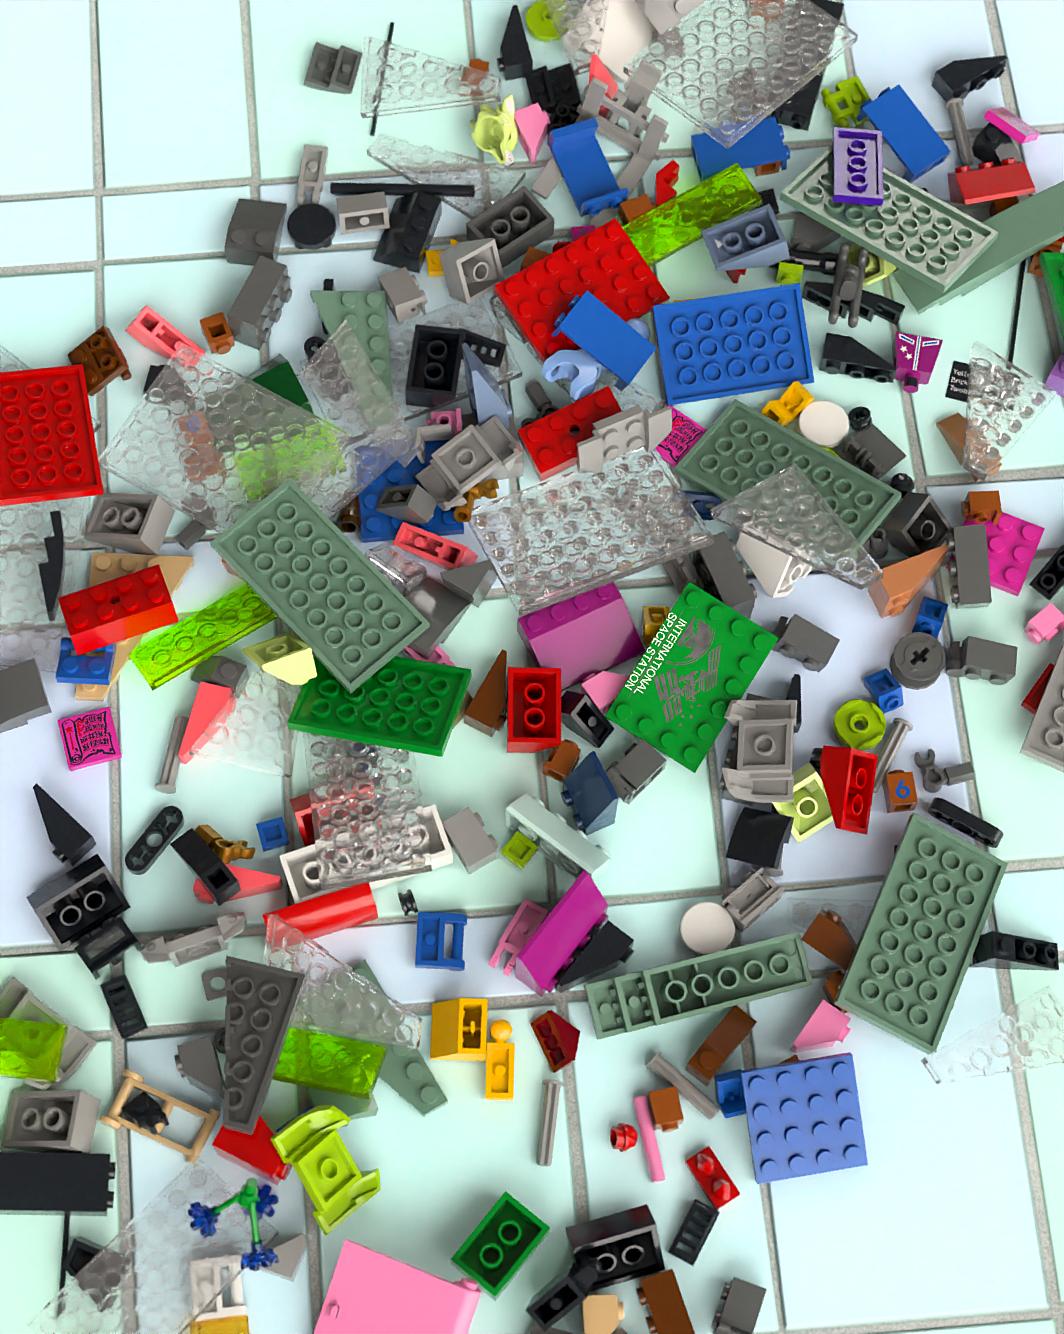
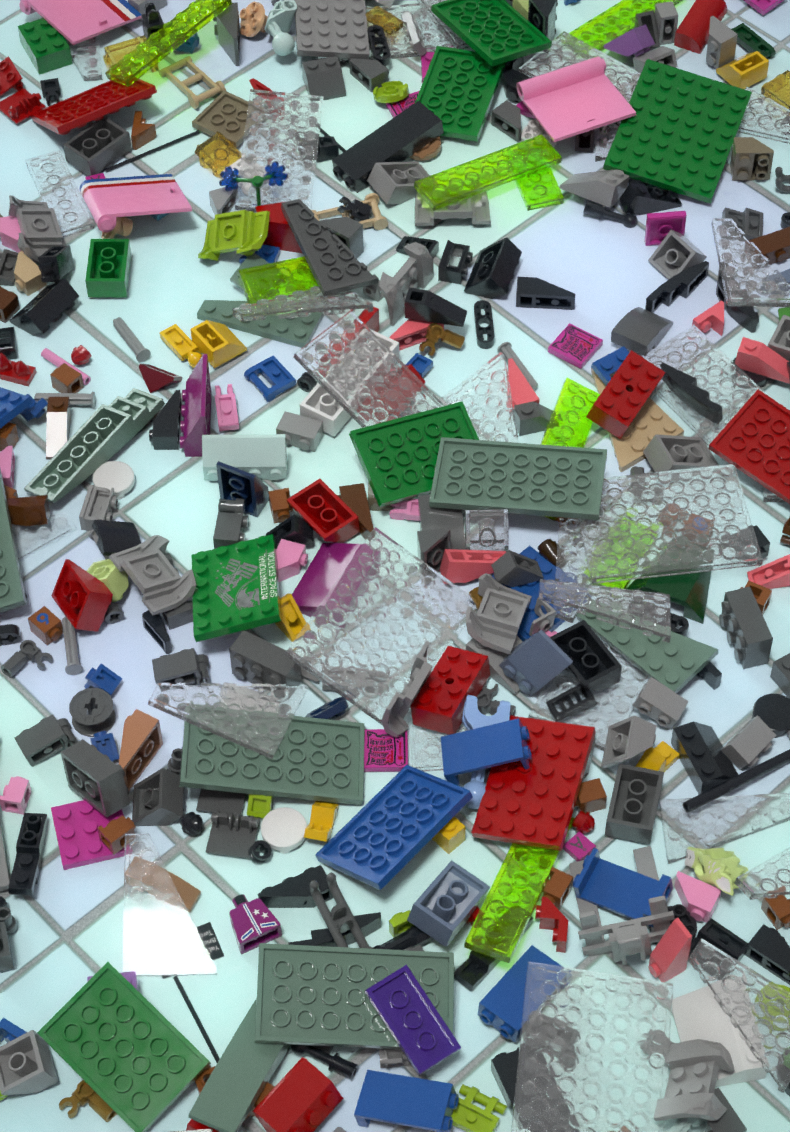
camera: 145 degrees right, 15 degrees down
(284, 658) = (501, 424): yellowish green slope -> none
(867, 715) = (101, 642): lime plate -> none

